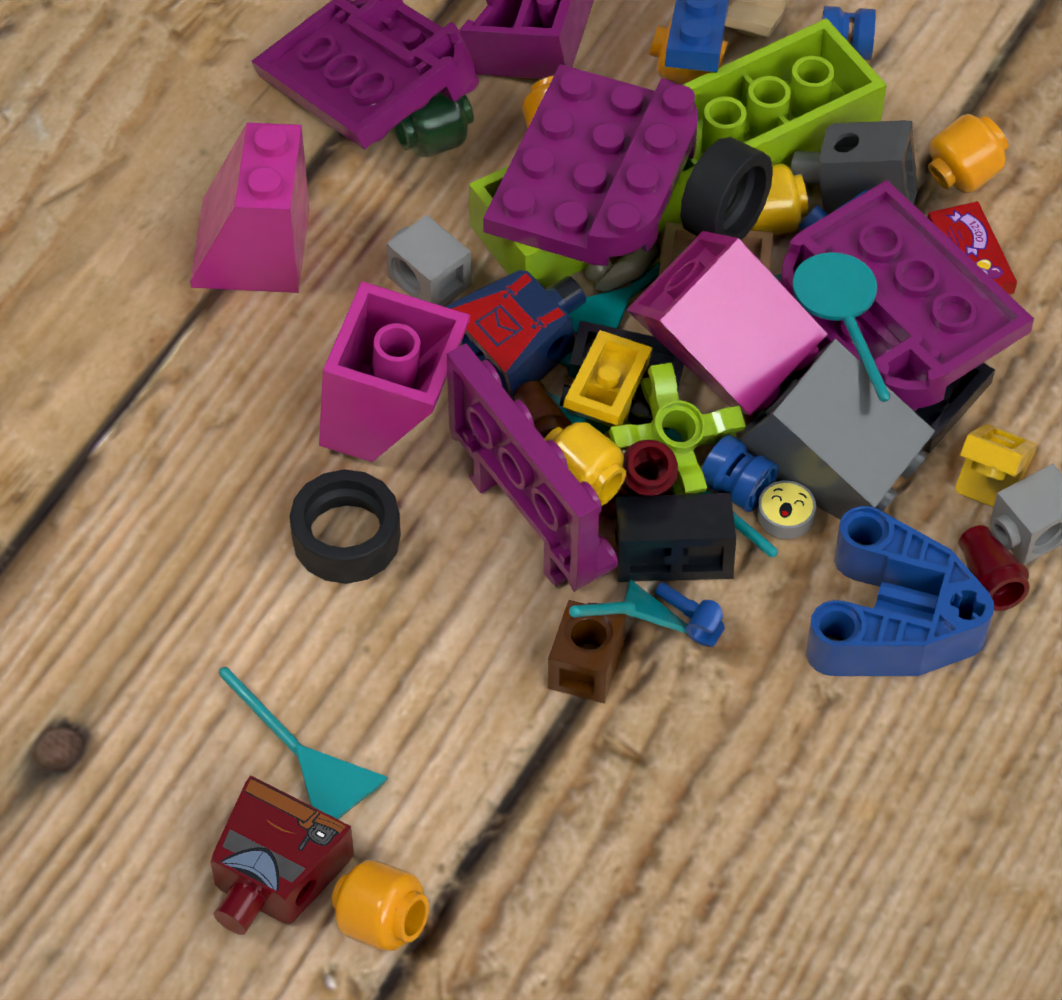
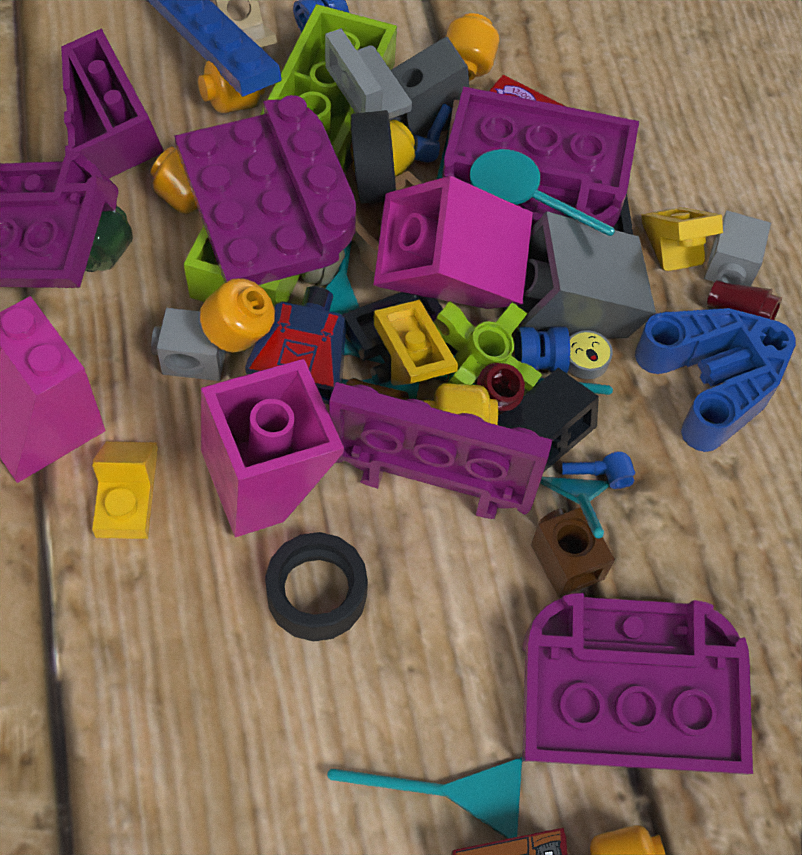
camera: 45 degrees left, 5 degrees up
(269, 347) = (124, 489): none -> yellow slope
(469, 254) = (237, 315): none -> light orange head
(530, 788) = (637, 687): none -> magenta plate
(794, 117) = (364, 77): none -> light grey panel

